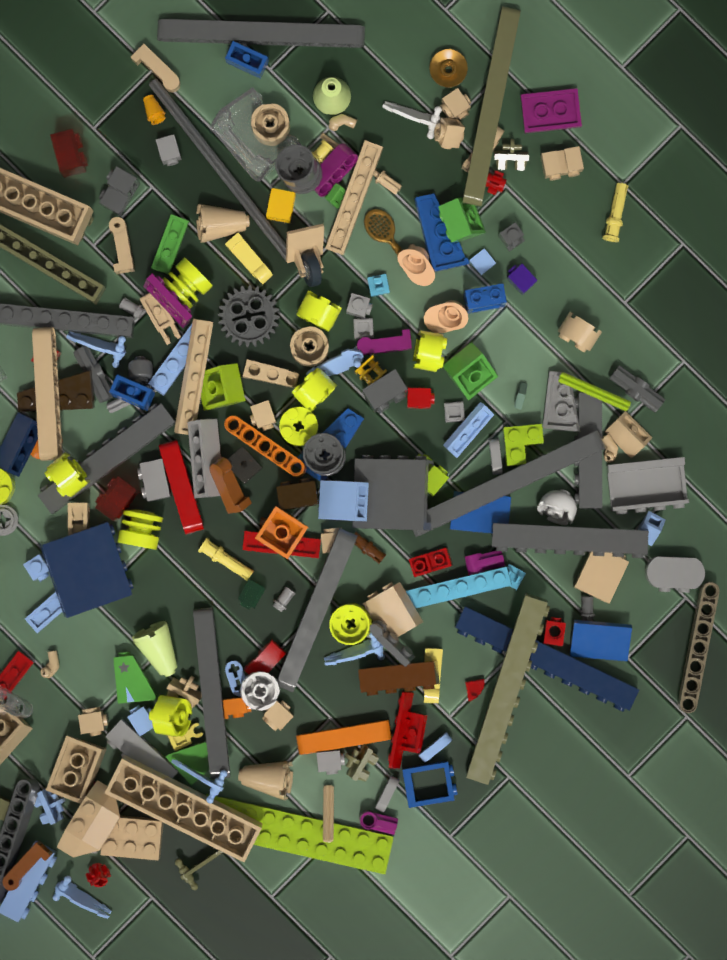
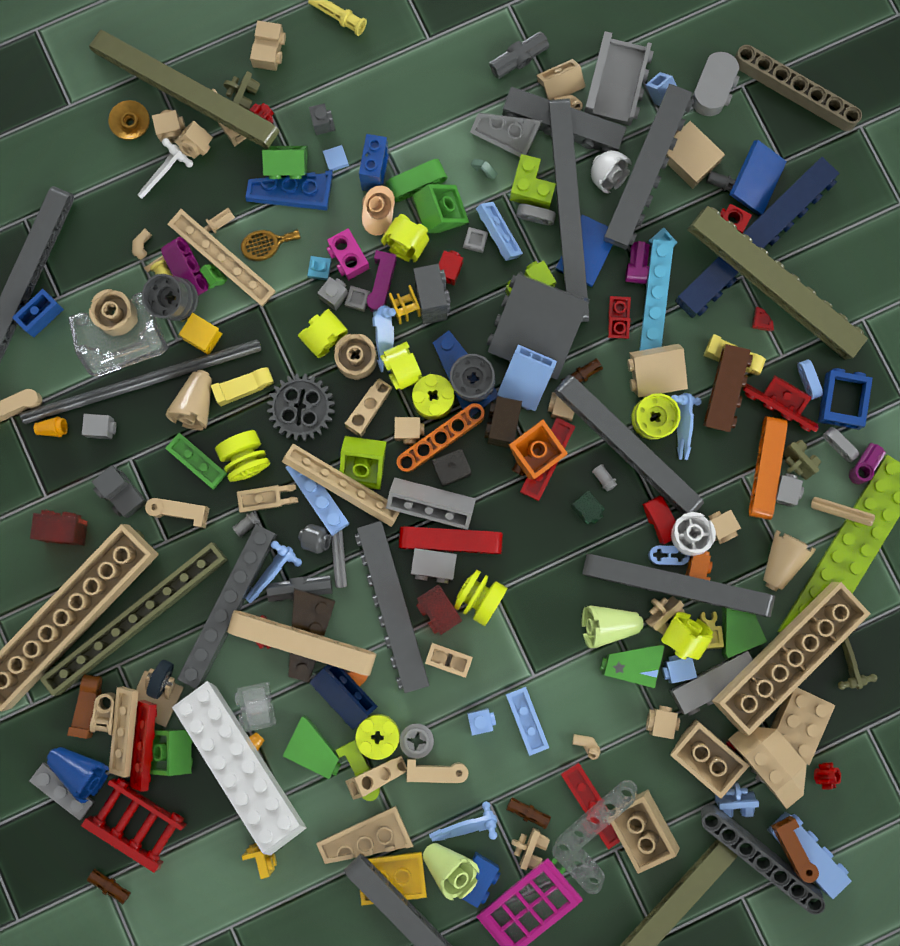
camera: 70 degrees left, 5 degrees down
(67, 475) = (396, 652): neon yellow brick -> none
(79, 898) = (844, 805): light blue piece -> none
(86, 569) = (502, 669): dark blue panel -> none
(132, 392) = (334, 553): blue brick -> none
(168, 300) = (252, 480): magenta plate -> none
(216, 786) = (781, 613): light blue piece -> none
(218, 554) = (534, 528): light yellow pin -> none
(228, 486) = (469, 489): dark orange leg -> none
(305, 248) = (257, 325): tan plate -> none
(332, 95) = (108, 243): yellowish green cone -> none
(391, 642) = (691, 380): dark grey hinge -> none
(402, 308) = (351, 252): none -> dark pink brick
(417, 265) = (315, 221): light nougat piece -> none
(487, 340) = (415, 179): none -> bright green beam
(521, 278) = (367, 123): dark purple brick -> none
(551, 111) = (211, 38): magenta plate -> none
(579, 332) = (442, 86): tan brick -> none
(594, 391) = (507, 91): lime axle -> none

